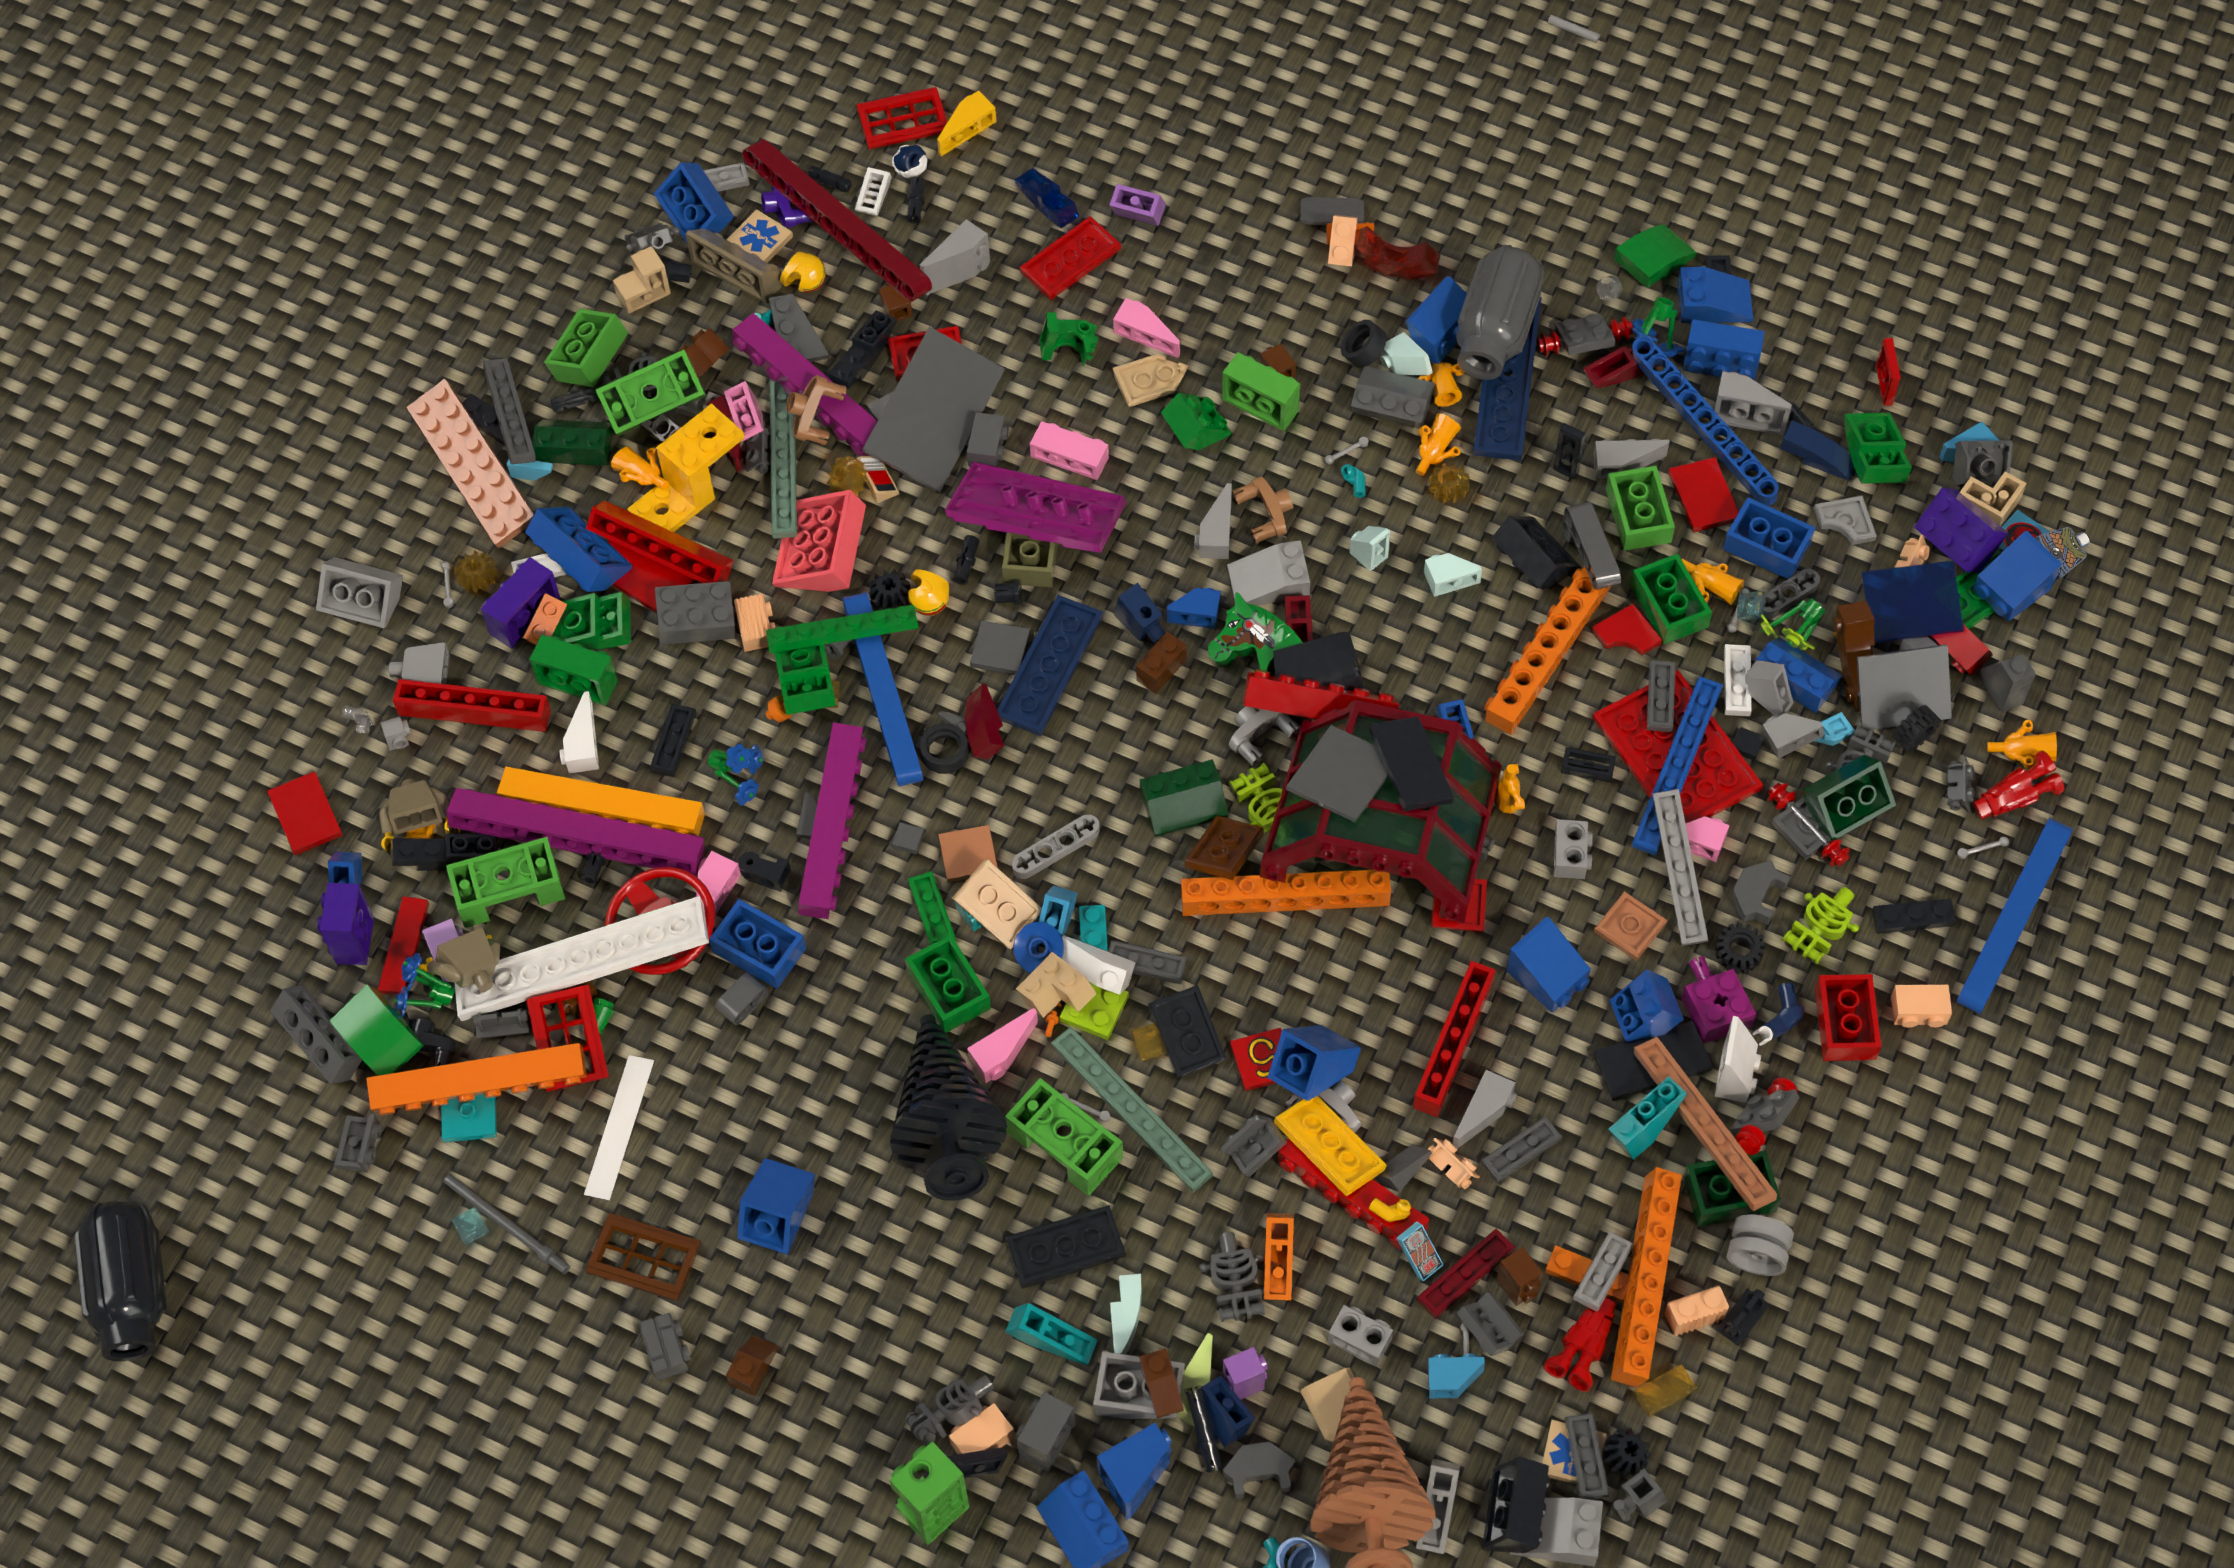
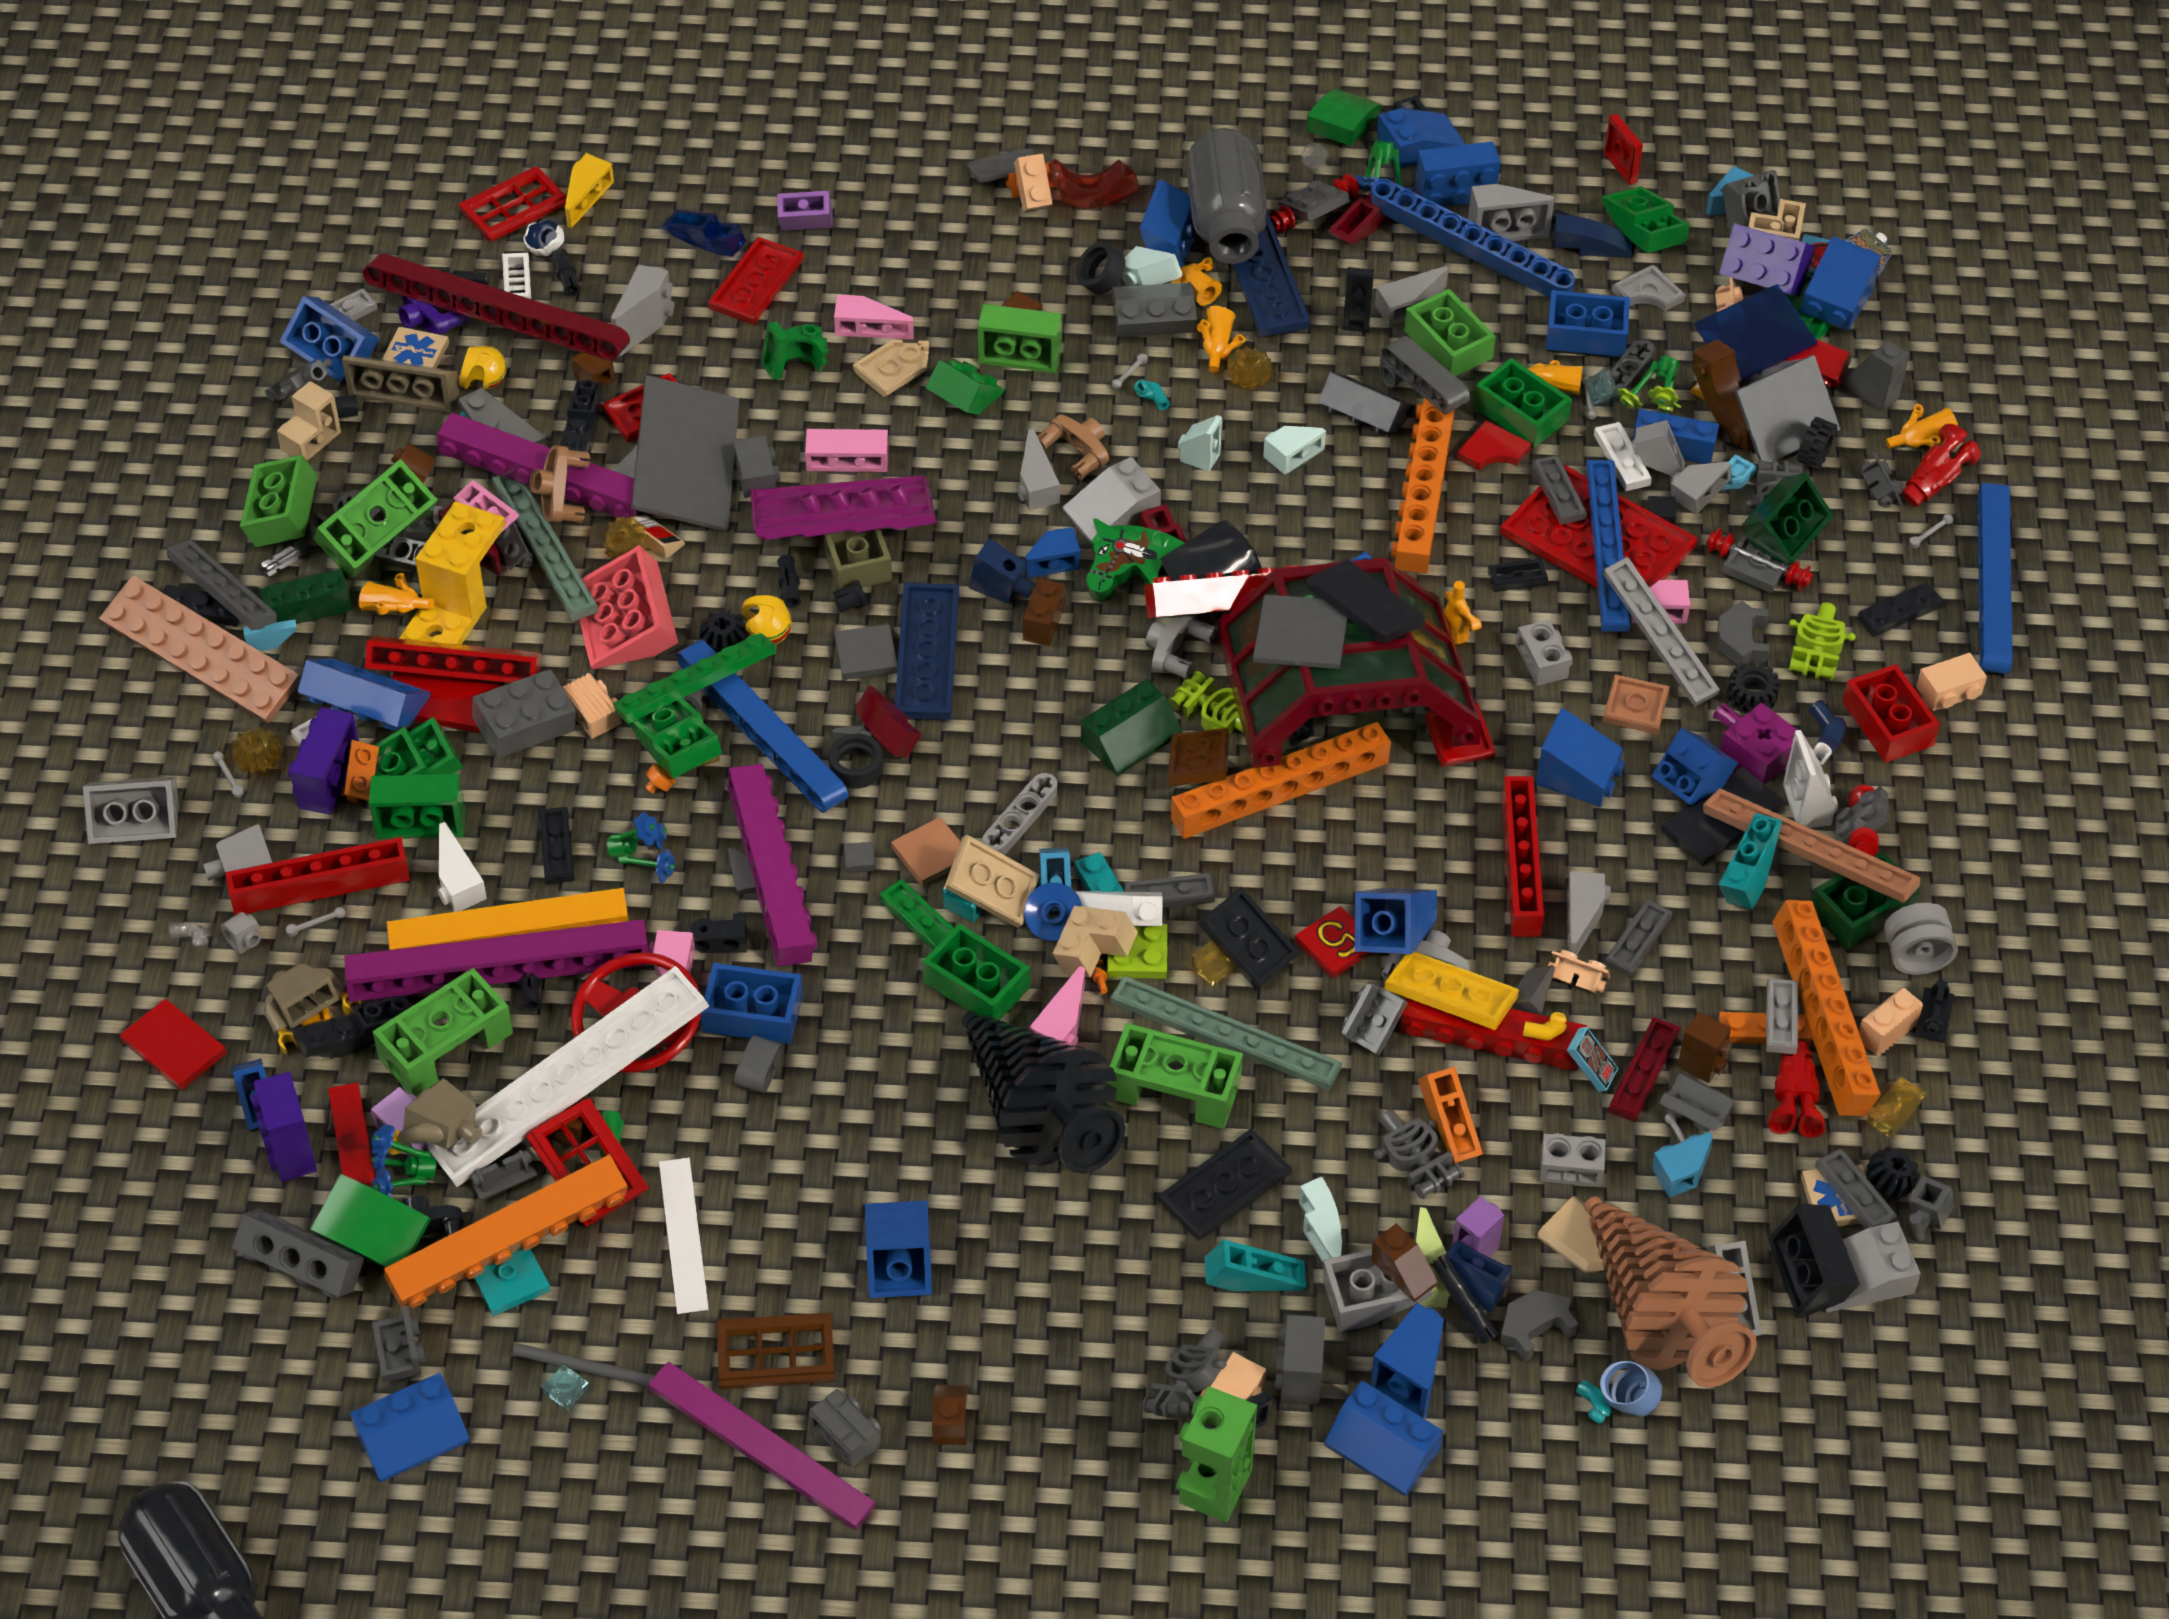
camera: 25 degrees left, 10 degrees down
(336, 1216) = (409, 1427): none -> blue slope
(437, 743) = (292, 929): none -> light grey hinge
(593, 1337) = (761, 1445): none -> magenta tile
(1703, 494) = (1502, 308): red tile -> none

